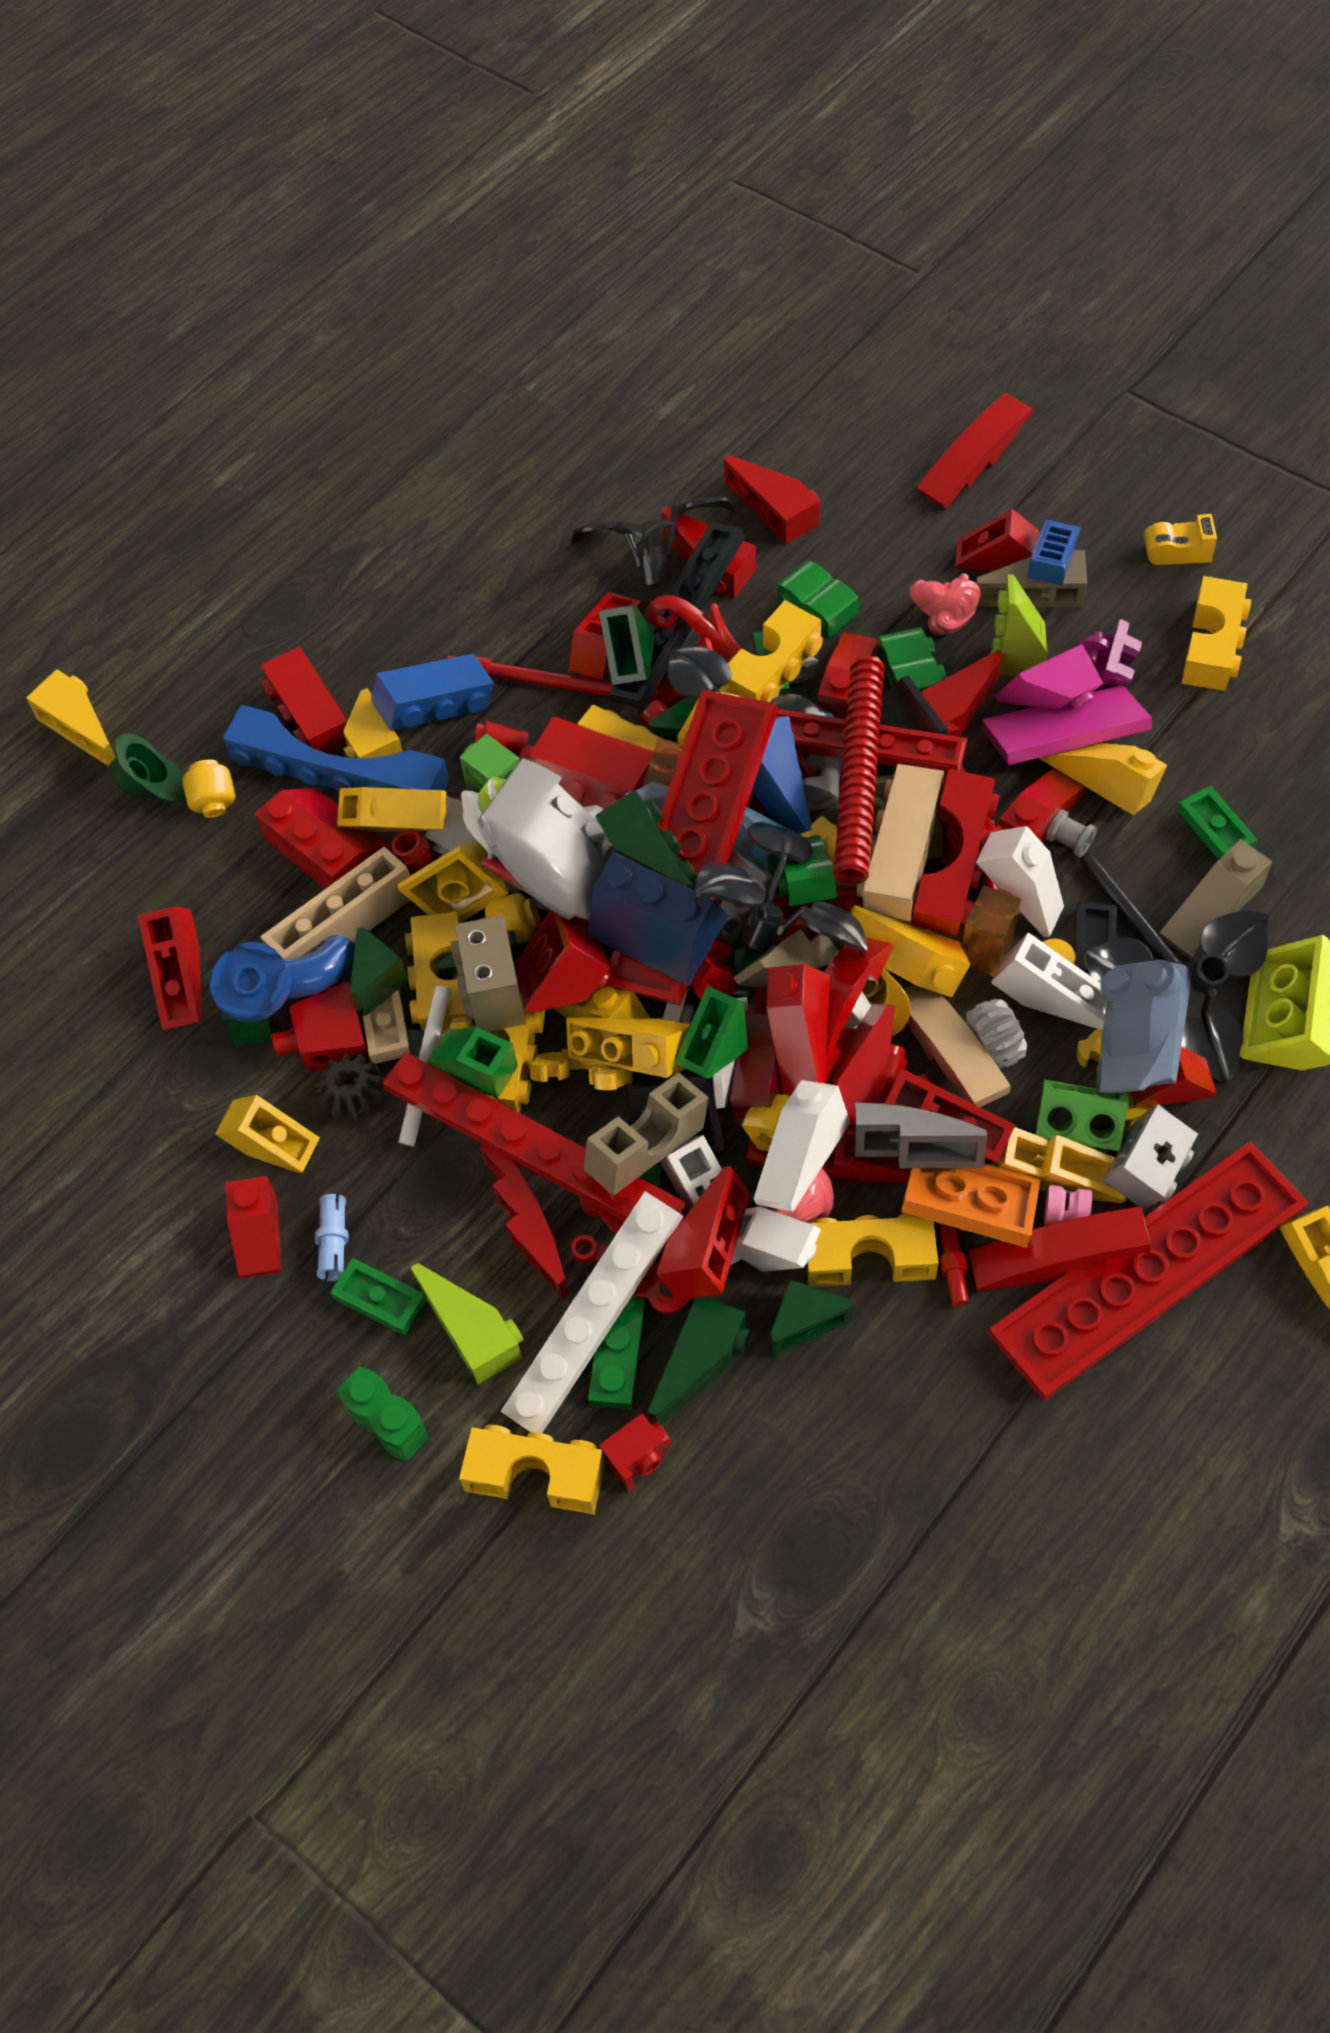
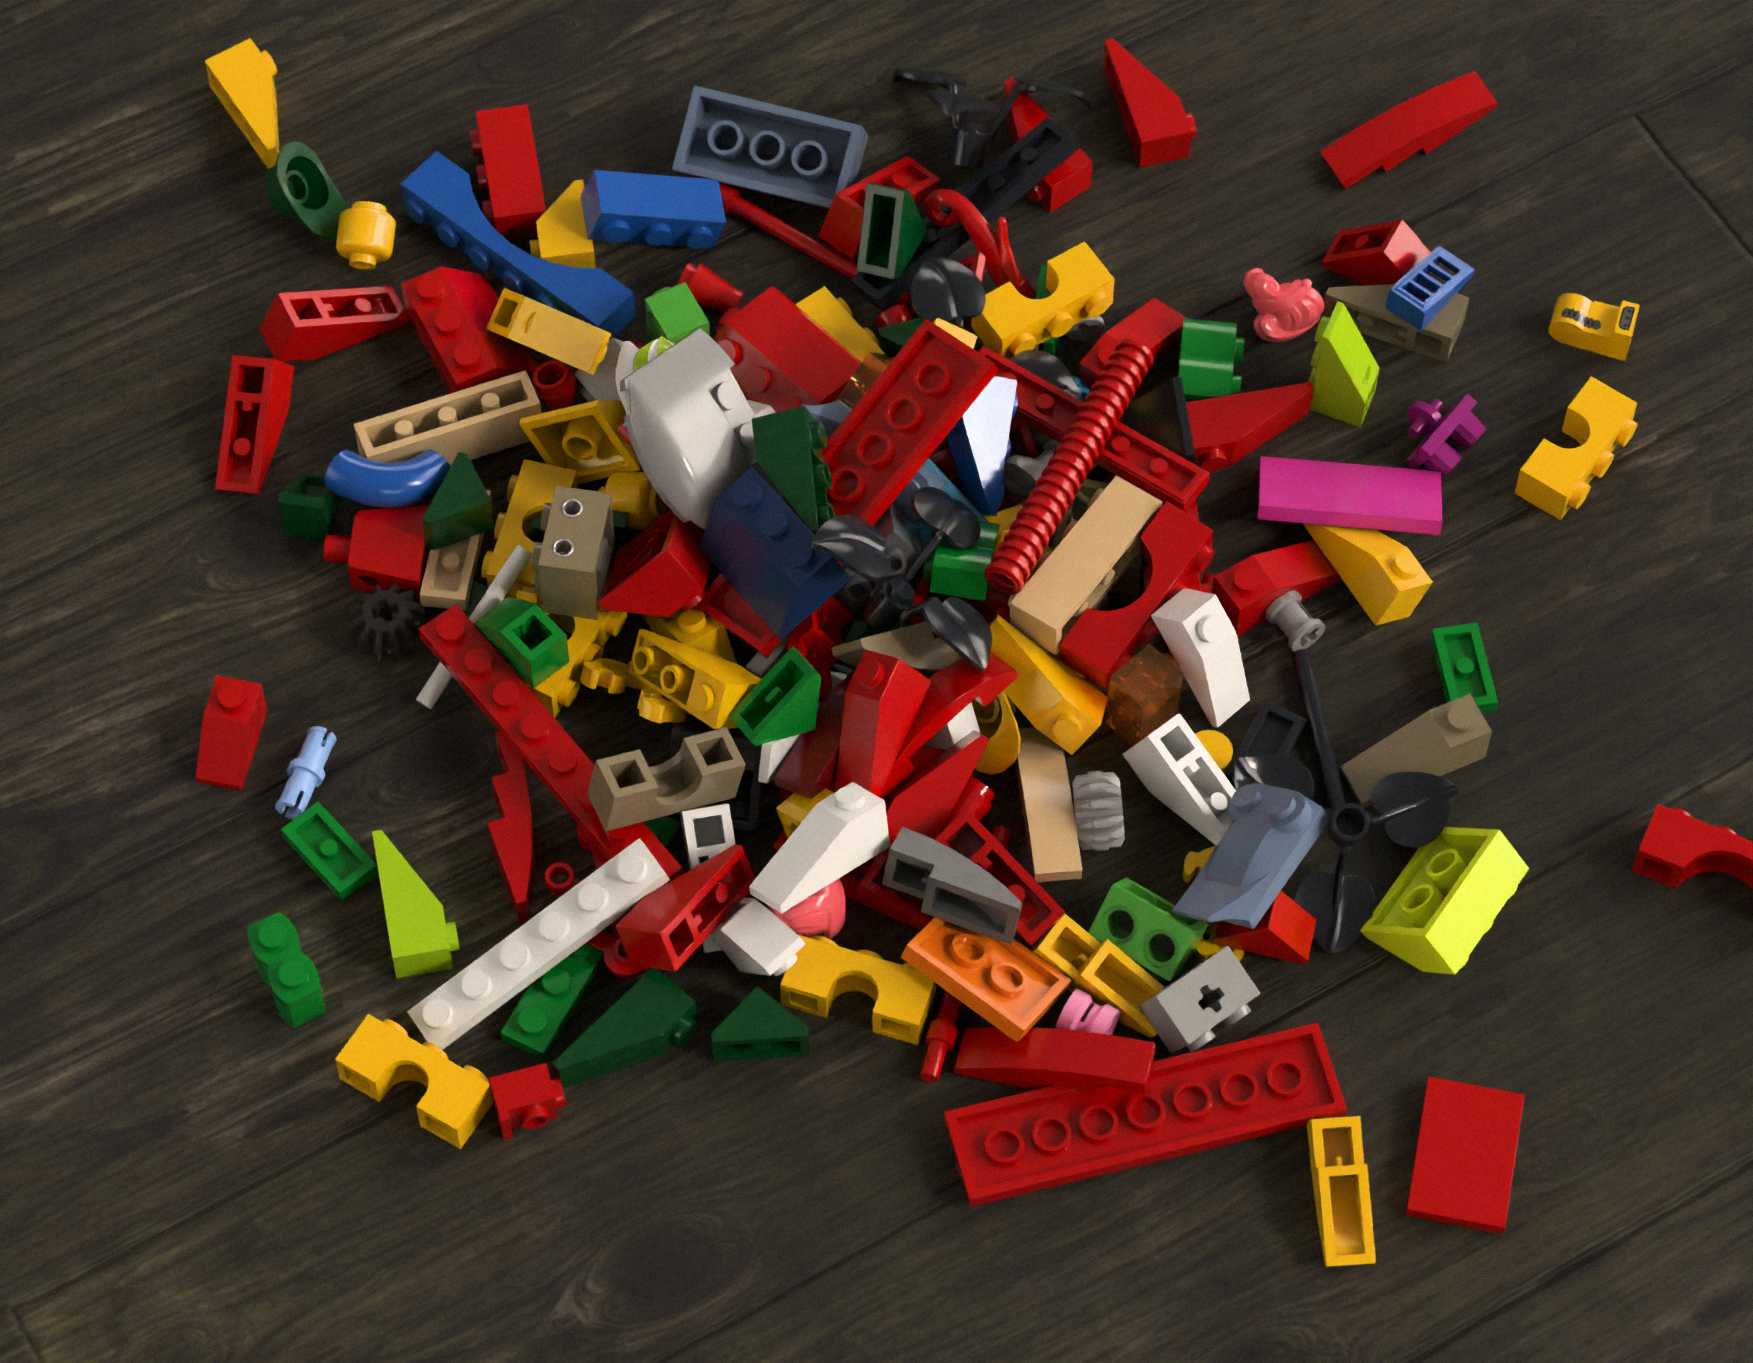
camera: 15 degrees right, 0 degrees up
(203, 865) = (326, 321): none -> red slope
(250, 982) = (321, 471): blue tile -> none
(267, 1134) = (281, 640): yellow slope -> none
(502, 617) = (769, 147): none -> sand blue slope
(820, 595) = (1138, 248): green brick -> none
(1054, 683) = (1355, 442): dark pink slope -> none

